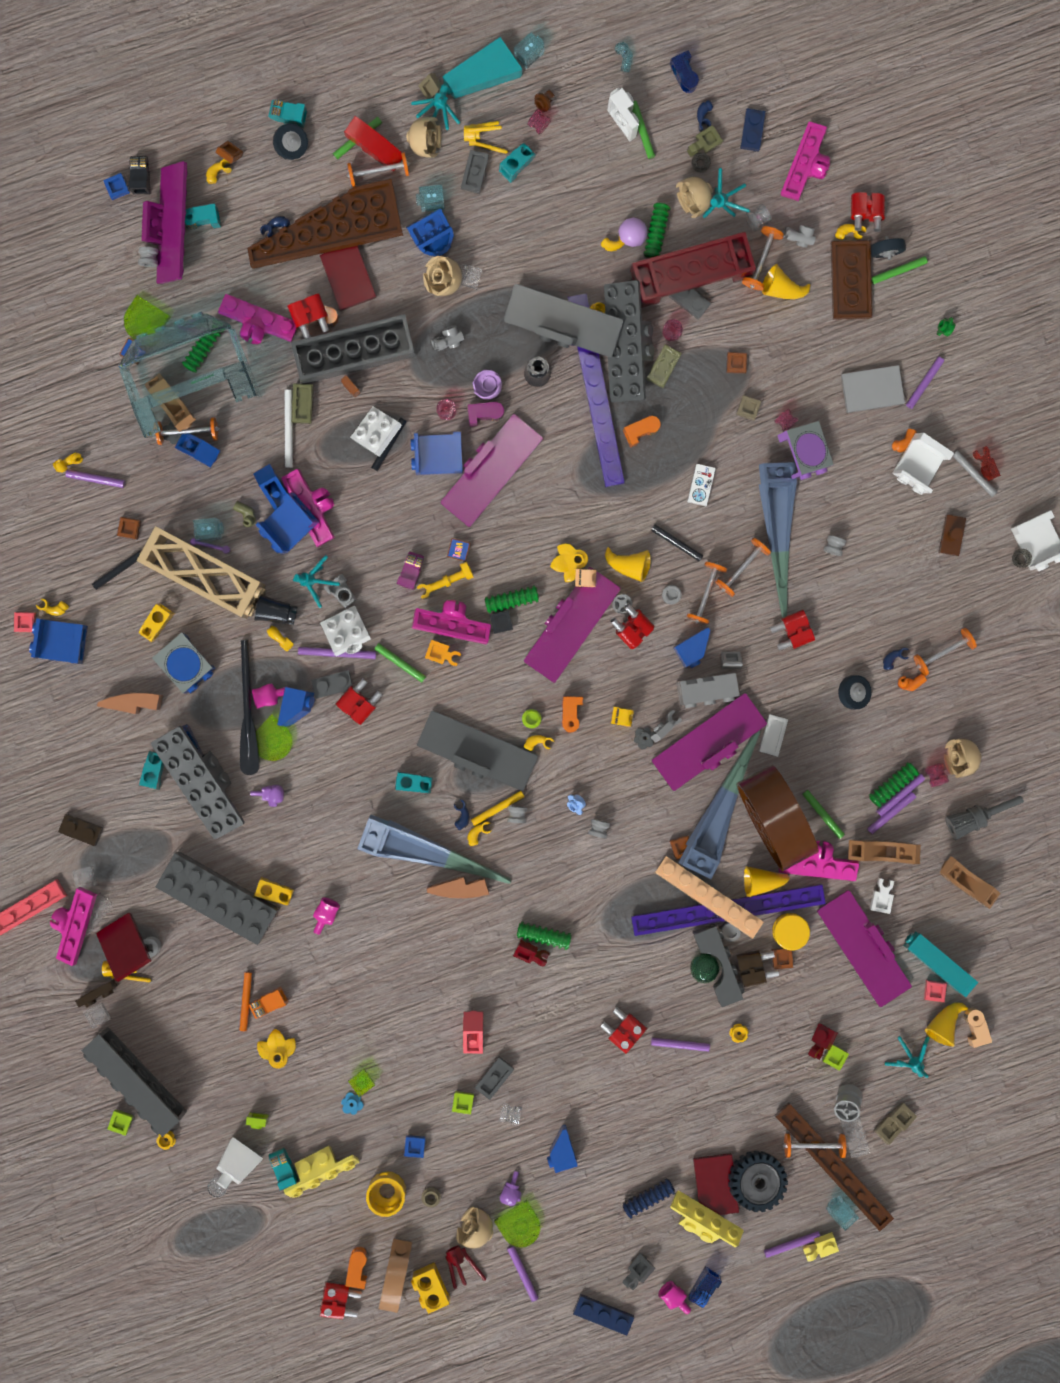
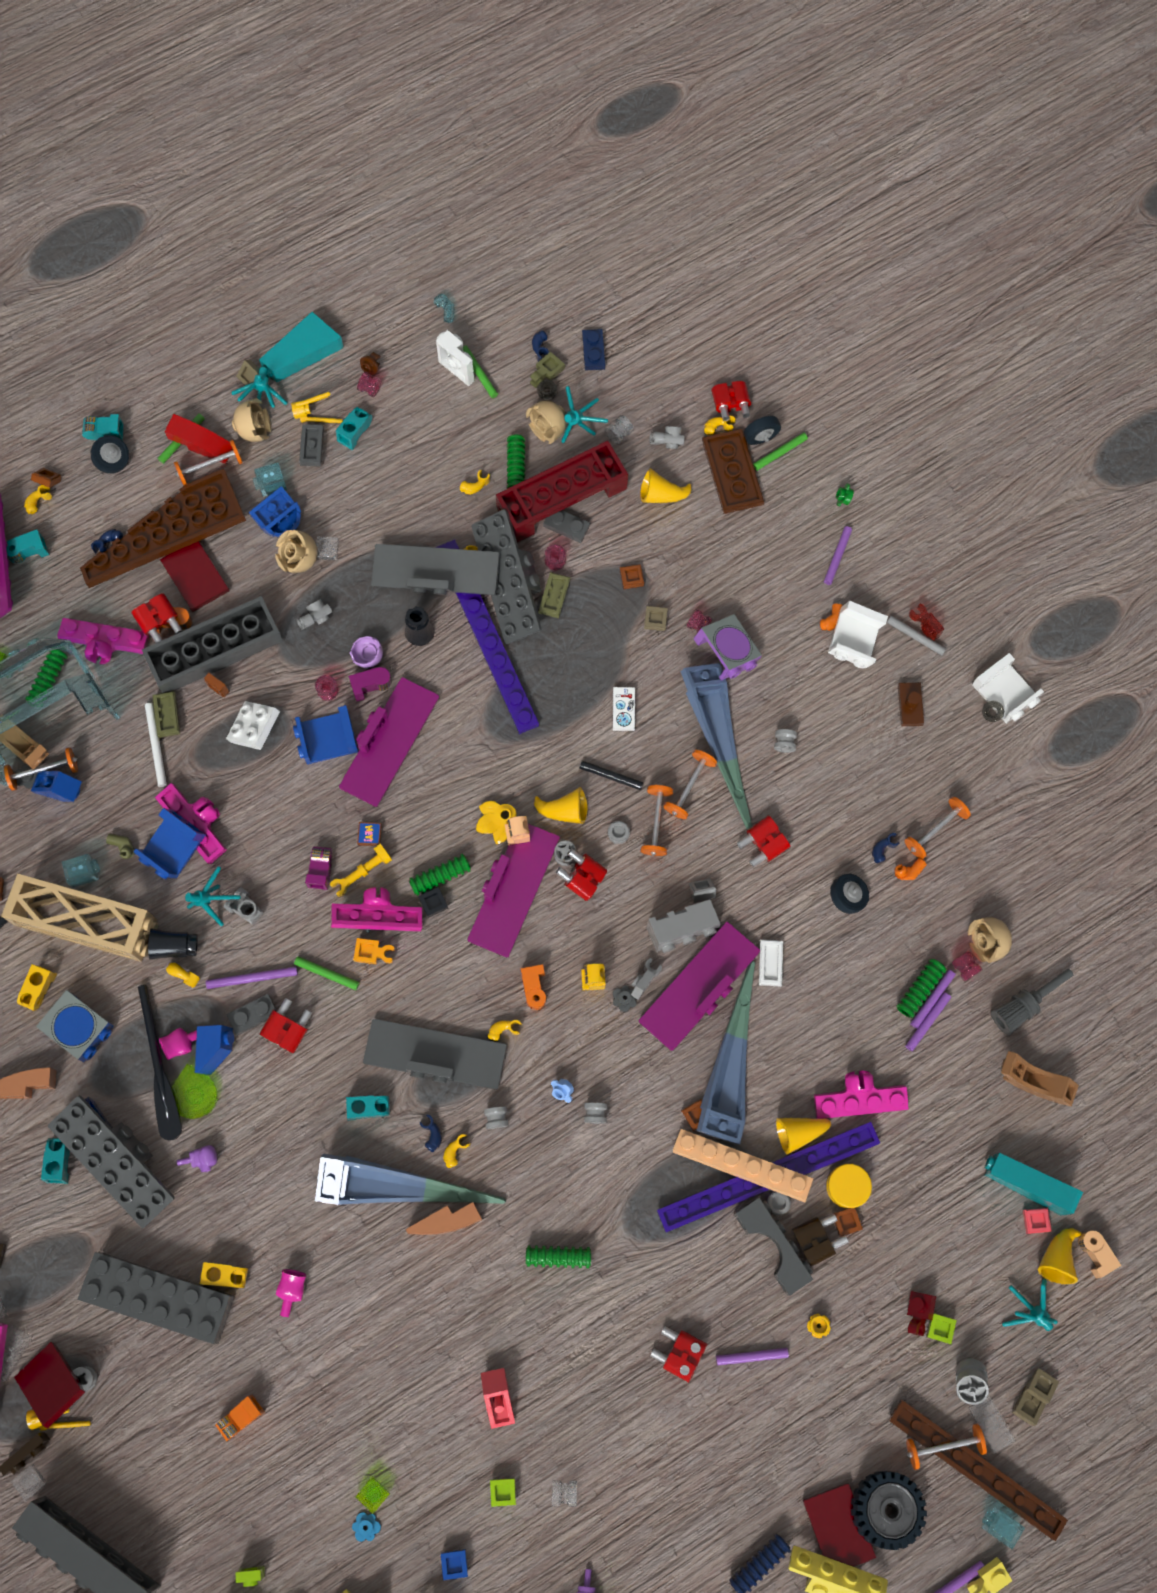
camera: 15 degrees left, 15 degrees down
(225, 549) = (105, 889): medium lavender hinge -> none
(245, 1001) = (211, 1422): orange bar -> none
(270, 485) = (144, 807): blue slope -> none
(275, 1046) = (257, 1472): yellow plate -> none
(346, 631) = (257, 950): white plate -> none
(379, 460) = (269, 741): black bar -> none
(494, 1078) = (535, 1451): dark grey plate -> none
(497, 808) = (472, 1116): yellow piece -> none
(528, 953) = (543, 1282): dark red plate -> none
(529, 49) = (345, 319): clear light blue brick -> none
(531, 718) = (490, 1003): lime plate -> none
(561, 1152) = (639, 1529): blue slope -> none
(633, 232) = (491, 468): lavender hair -> none
(644, 427) = (544, 663): orange leg -> none
(682, 70) = (509, 310): clear blue leg -> none
(693, 648) = (655, 885): blue slope -> none
(704, 968) = (758, 1255): clear green hair -> none
(771, 233) = (636, 441): orange axle -> none
(777, 817) = (797, 1047): reddish brown wheel -> none
(807, 162) = (657, 367): dark pink plate -> none
(823, 814) = (849, 1039): bright green bar -> none
(865, 948) = (941, 1187): magenta bracket -> none
(872, 389) = (784, 573): light grey tile -> none
(881, 899) = (944, 1123): white plate -> none
(884, 851) = (931, 1065): medium nougat arch -> none

